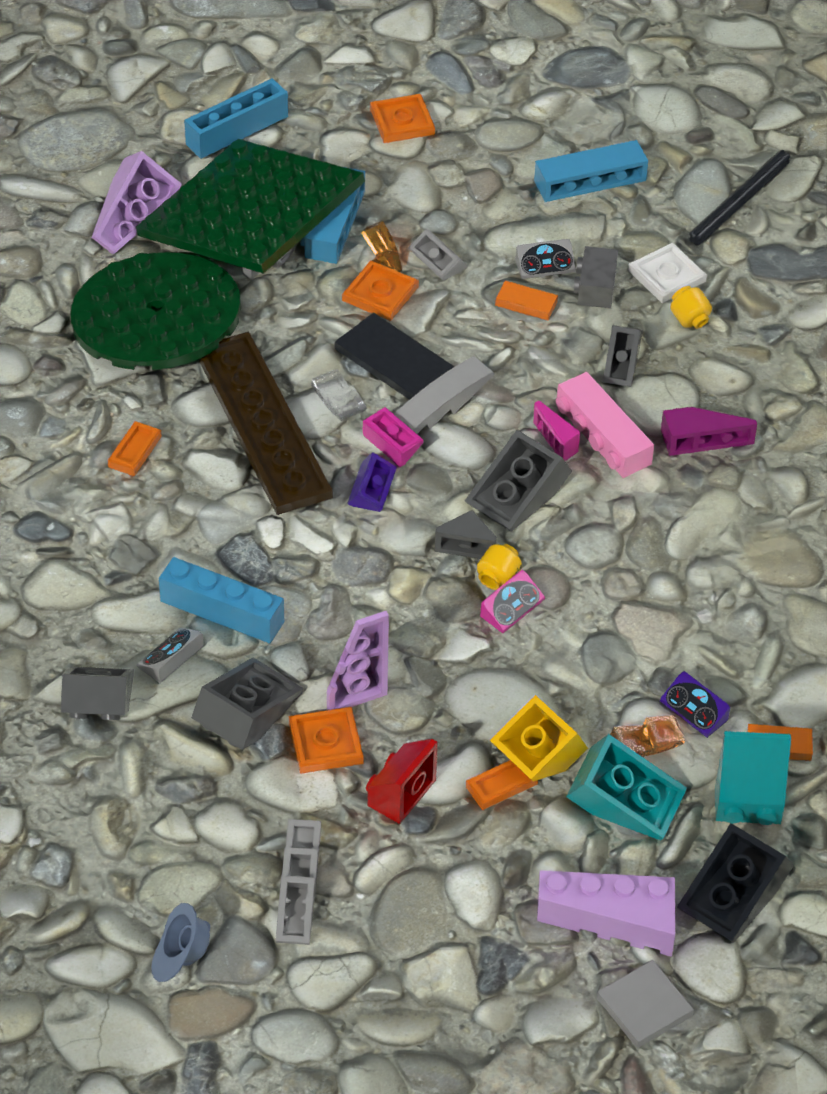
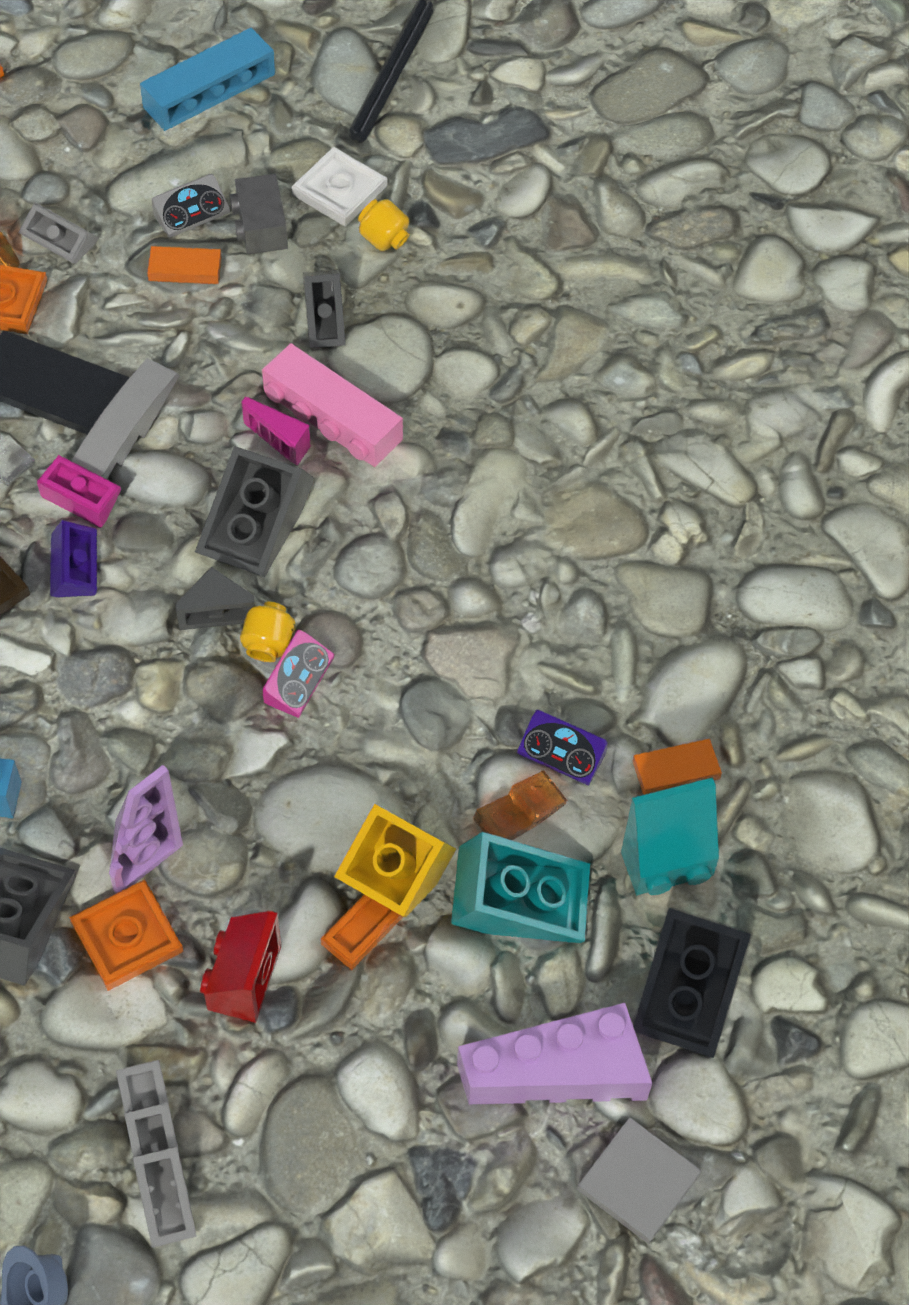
camera: 20 degrees left, 10 degrees up
(704, 430) = (450, 380): magenta slope -> none

